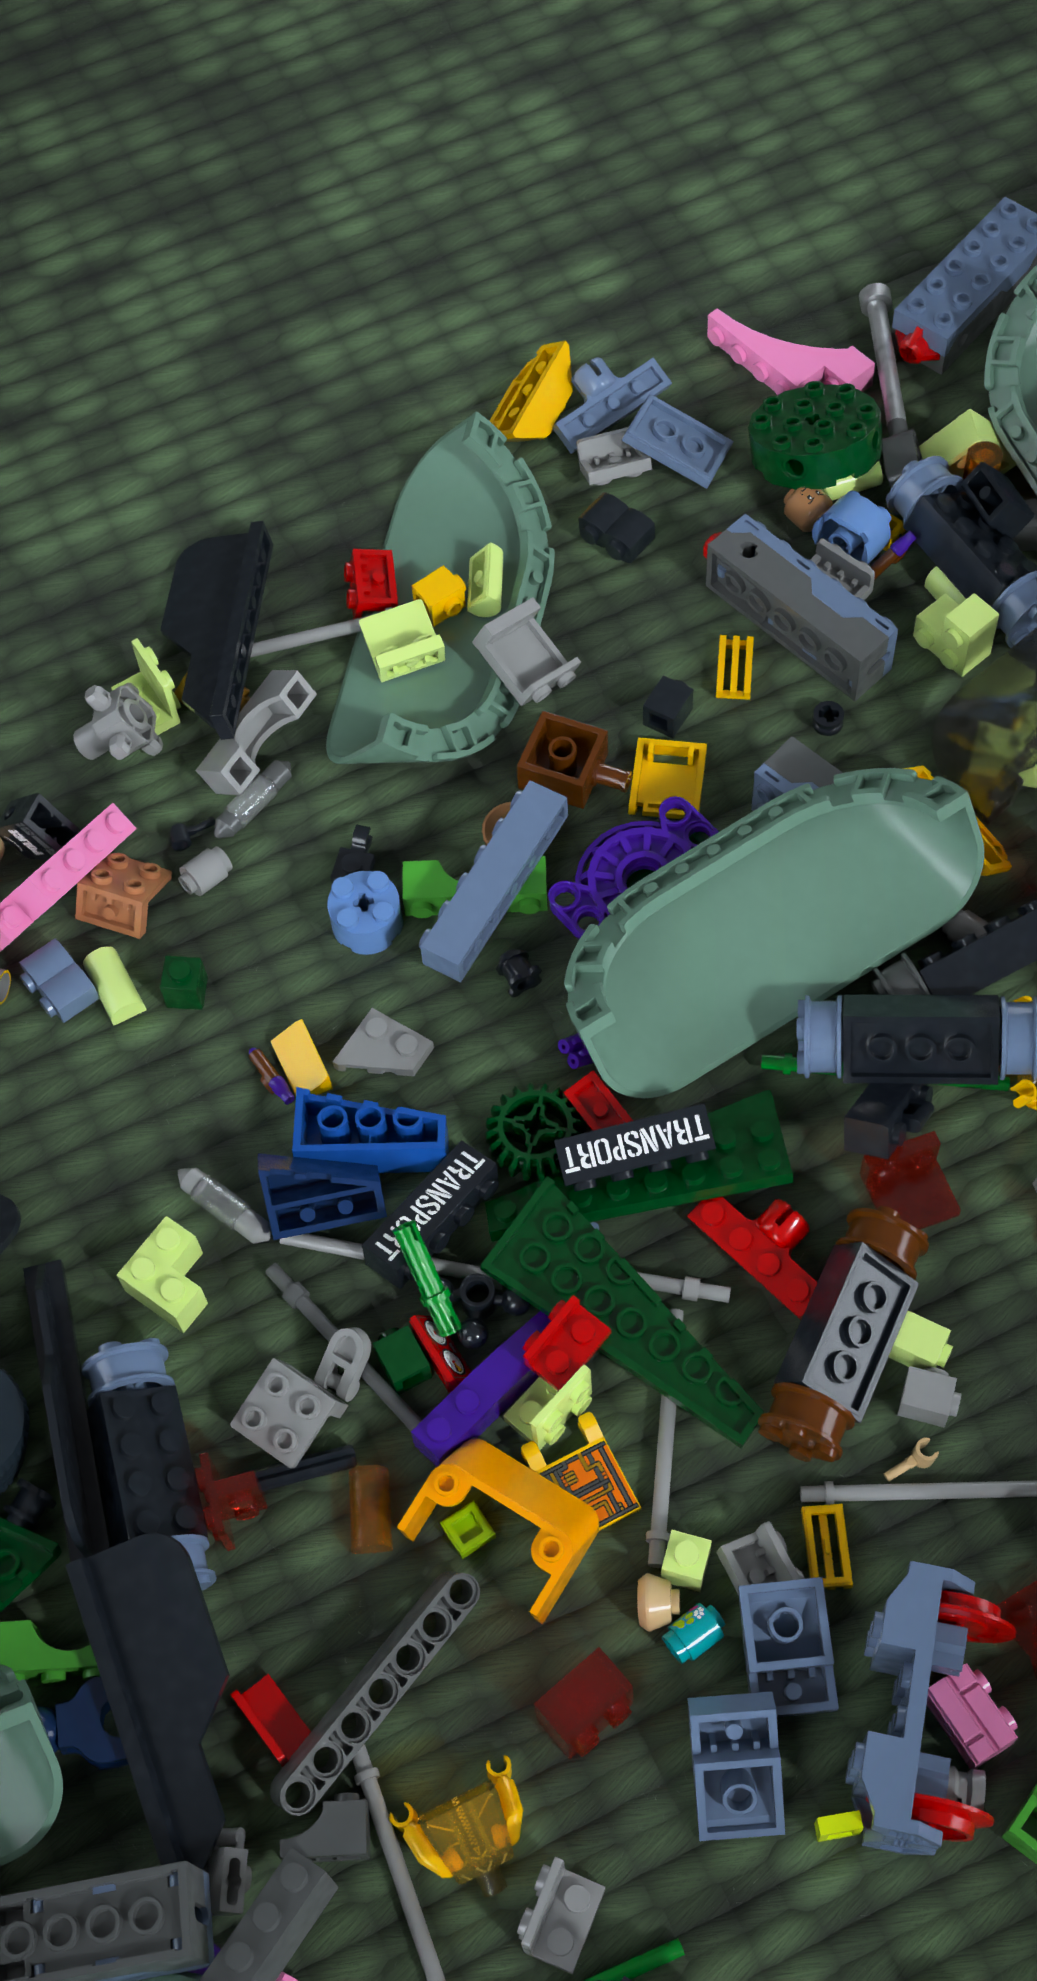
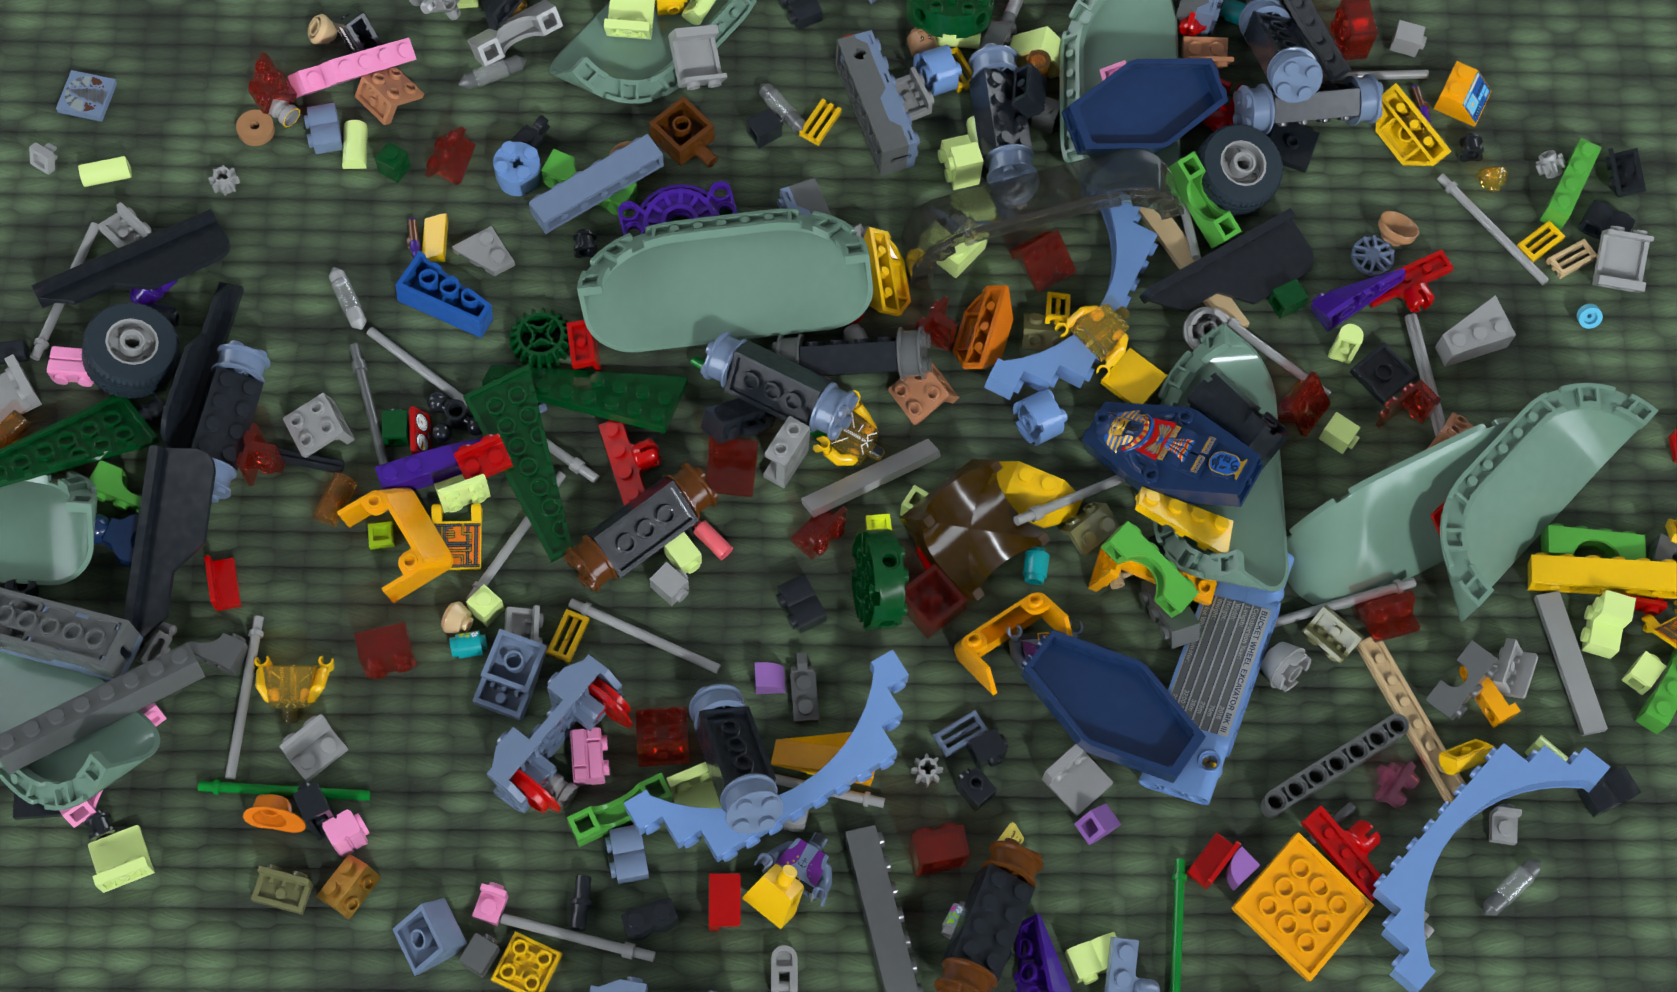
camera: 15 degrees right, 5 degrees up
(158, 1275) = (290, 317): yellowish green brick -> none
(181, 833) = (440, 74): black hand -> none
(205, 871) = (441, 102): light grey brick -> none
(259, 937) = (451, 156): none -> clear red bracket
(318, 1194) = (398, 315): dark blue wedge -> none
(349, 1350) = (366, 408): light grey plate -> none
(356, 1697) = (273, 600): dark grey beam -> none
(434, 1294) = (429, 389): green pin -> none
(437, 1206) = (455, 356): black brick -> none
(635, 1145) = (585, 370): black brick -> none
(658, 781) = (739, 174): yellow container -> none
(659, 663) = (781, 106): none -> piece
(736, 1766) = (448, 720): sand blue slope -> none
(820, 723) = (851, 174): black bush -> none
(838, 1826) = (479, 775): neon yellow tile -> none
(893, 554) = (954, 96): piece -> none
(915, 1459) = (643, 614): tan hand -> none
(946, 1303) = (712, 539): none -> coral cylinder
(981, 1128) = (787, 451): none -> light grey panel

